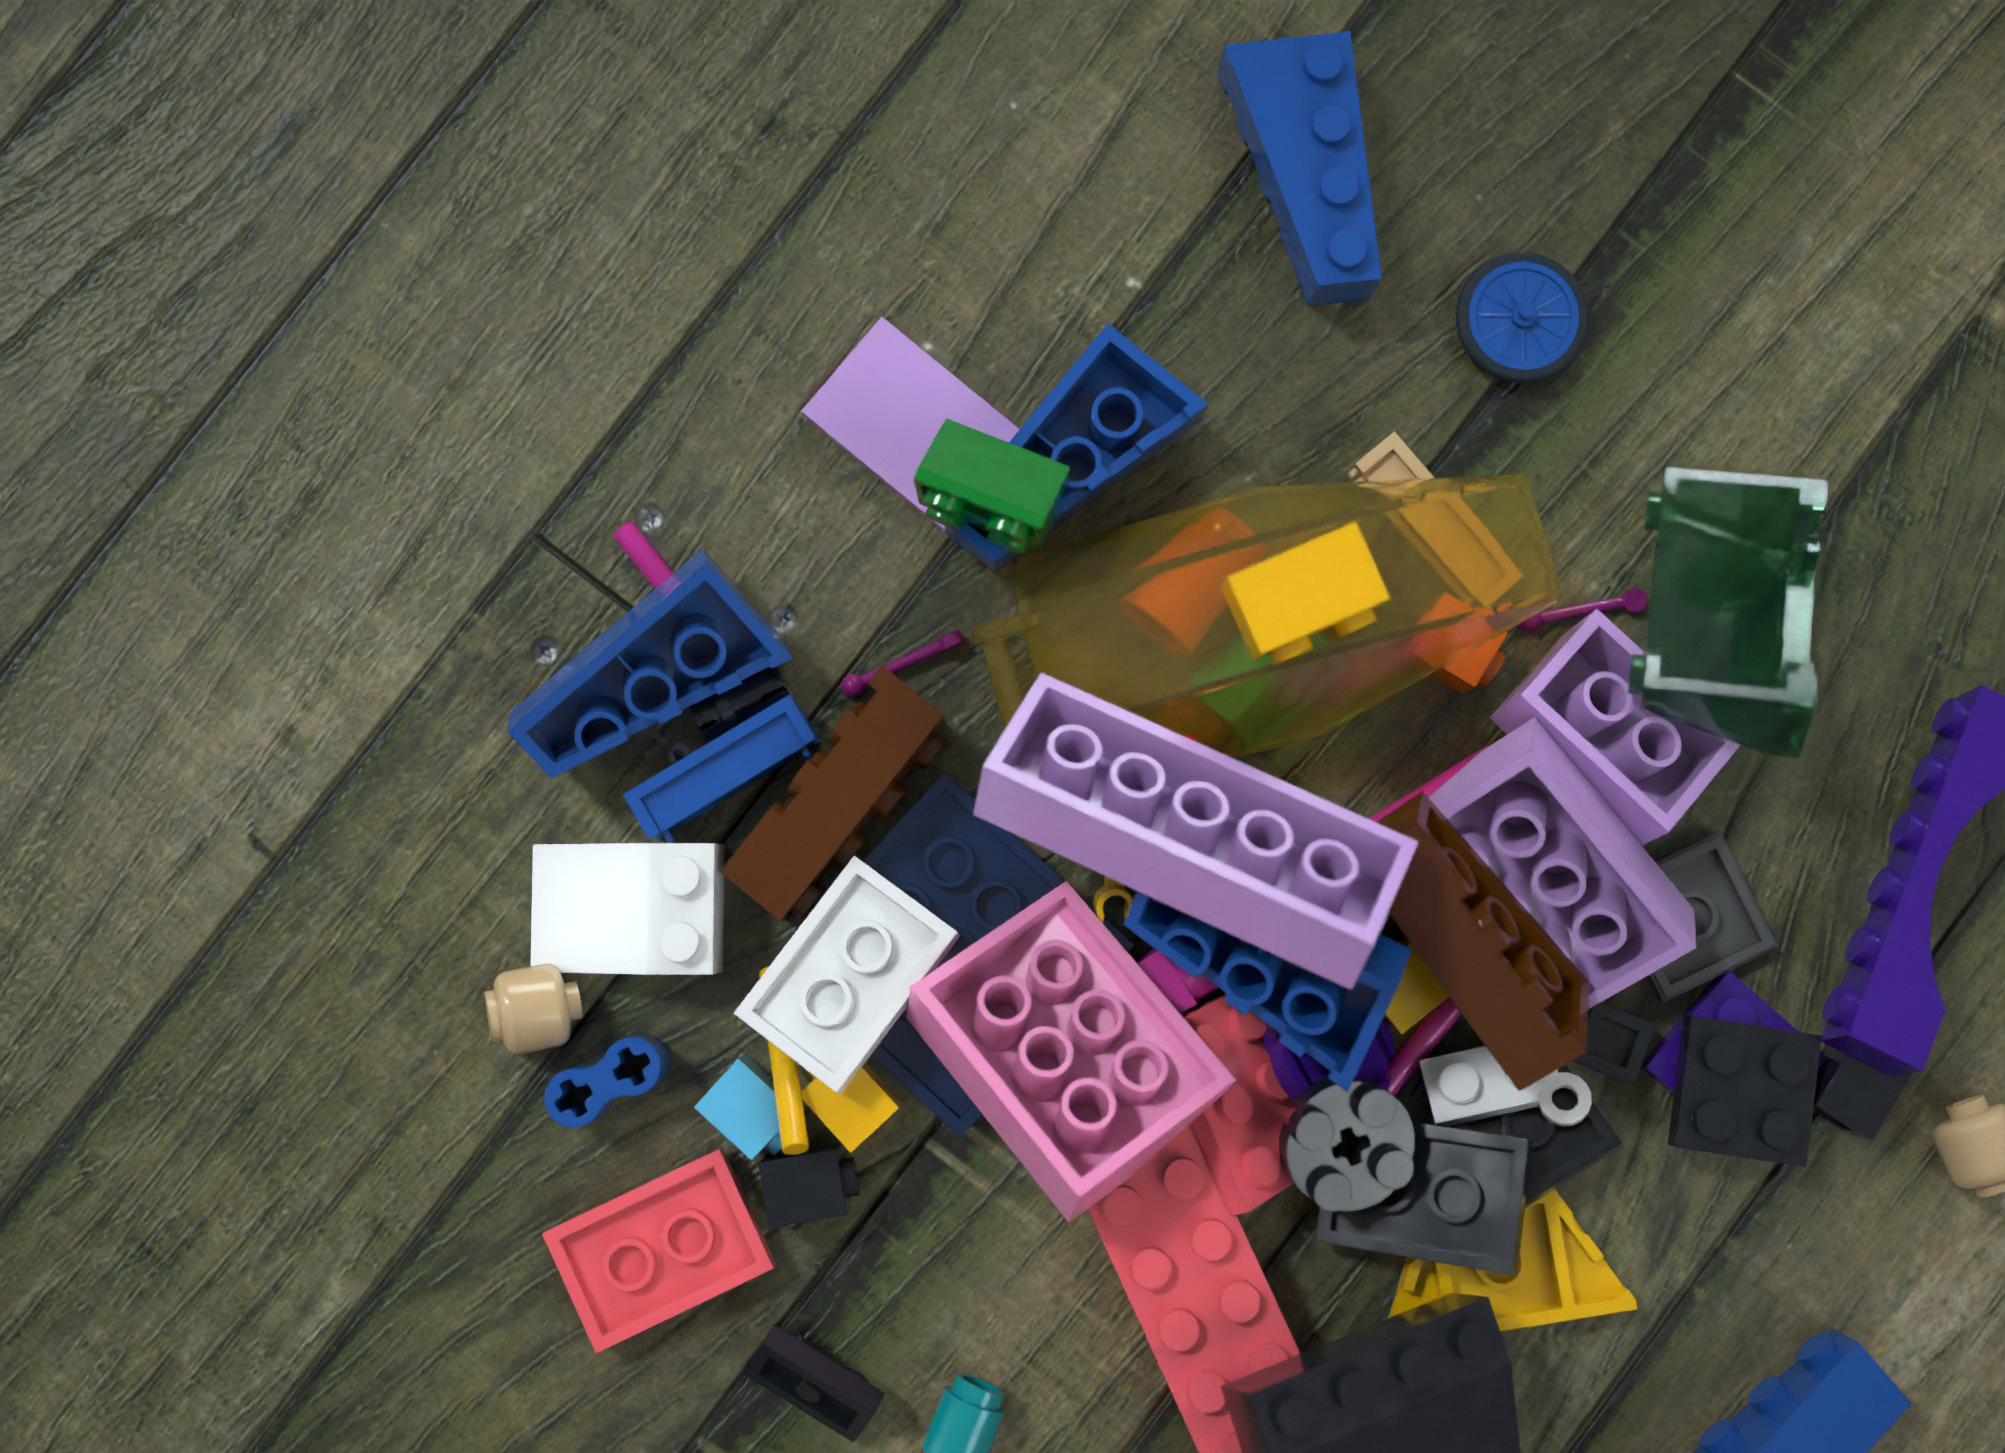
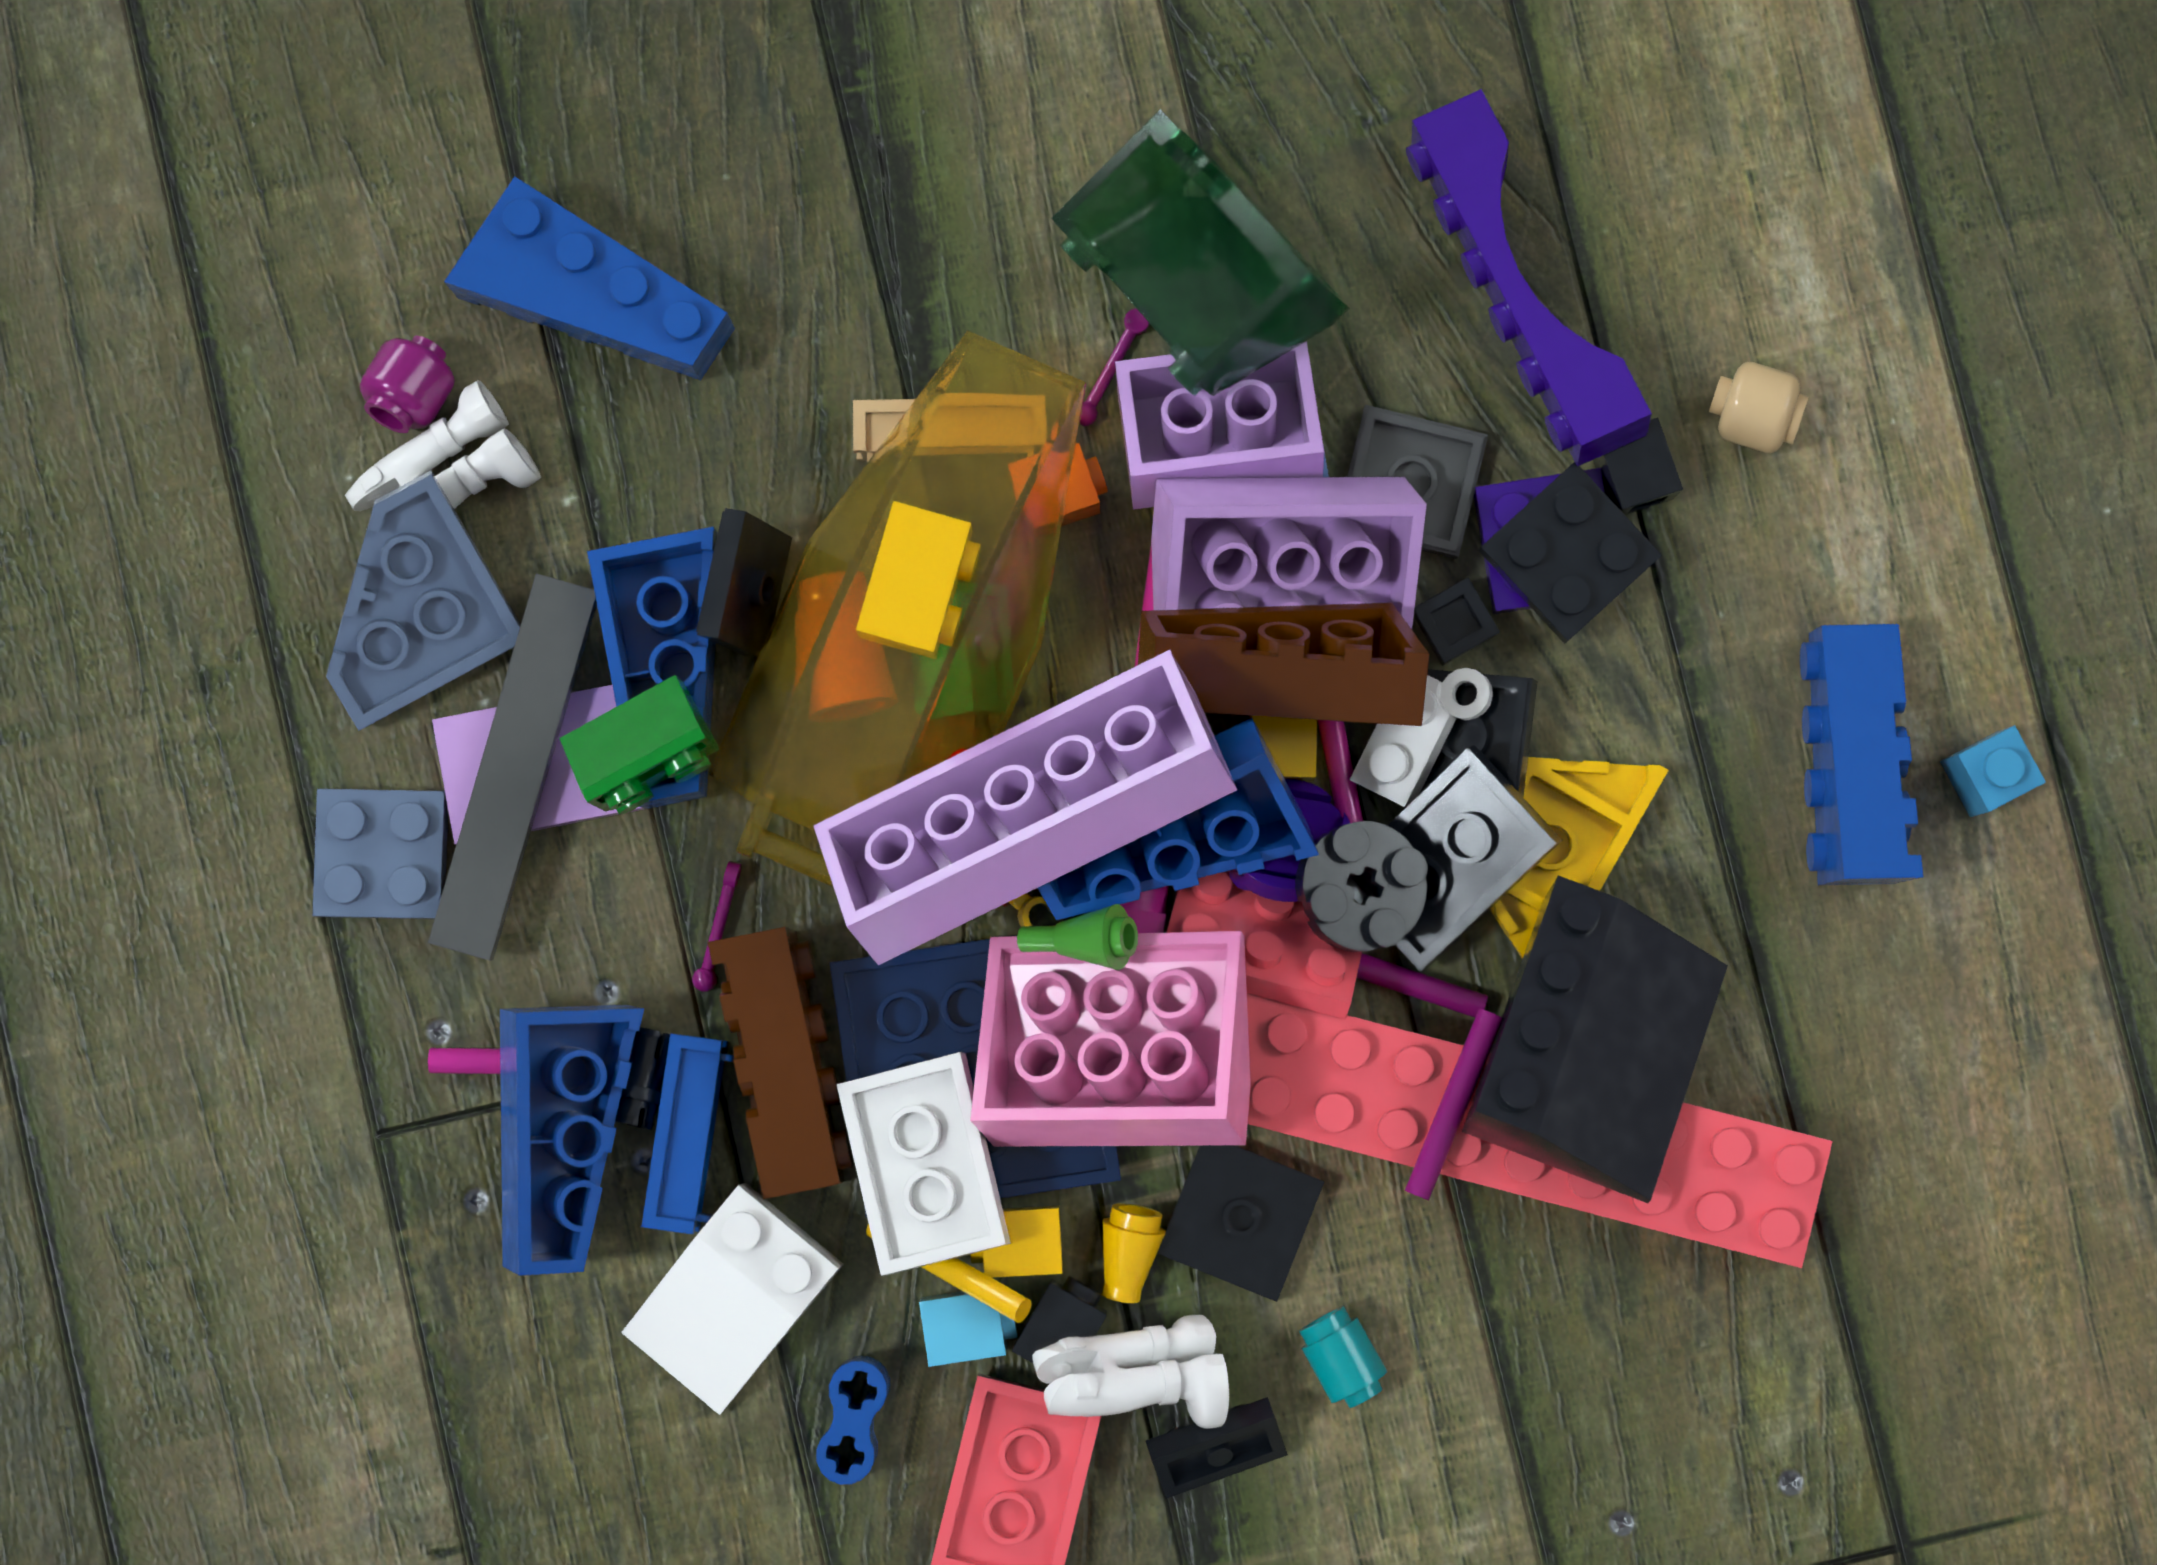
camera: 50 degrees left, 0 degrees up
(532, 1008) = (749, 1434): tan head -> none
(748, 362) = (379, 853): none -> sand blue plate
(784, 1256) = (1137, 1370): none -> white piece
(896, 407) = (514, 767): none -> dark grey tile
(913, 1187) = (1129, 1249): none -> yellow cone
(958, 231) = (416, 606): none -> sand blue plate
(1006, 1255) = (1241, 1218): none -> black plate
(1051, 179) = (475, 418): none -> white piece
(1121, 86) = (406, 384): none -> magenta head
(1136, 968) = (1098, 937): none -> bright green cone
(1183, 463) = (743, 583): none -> black plate
(1237, 1361) = (1453, 1104): none -> magenta bar
(1304, 1252) = (1420, 986): none -> magenta bar
(1522, 317) = (847, 224): blue wheel -> none

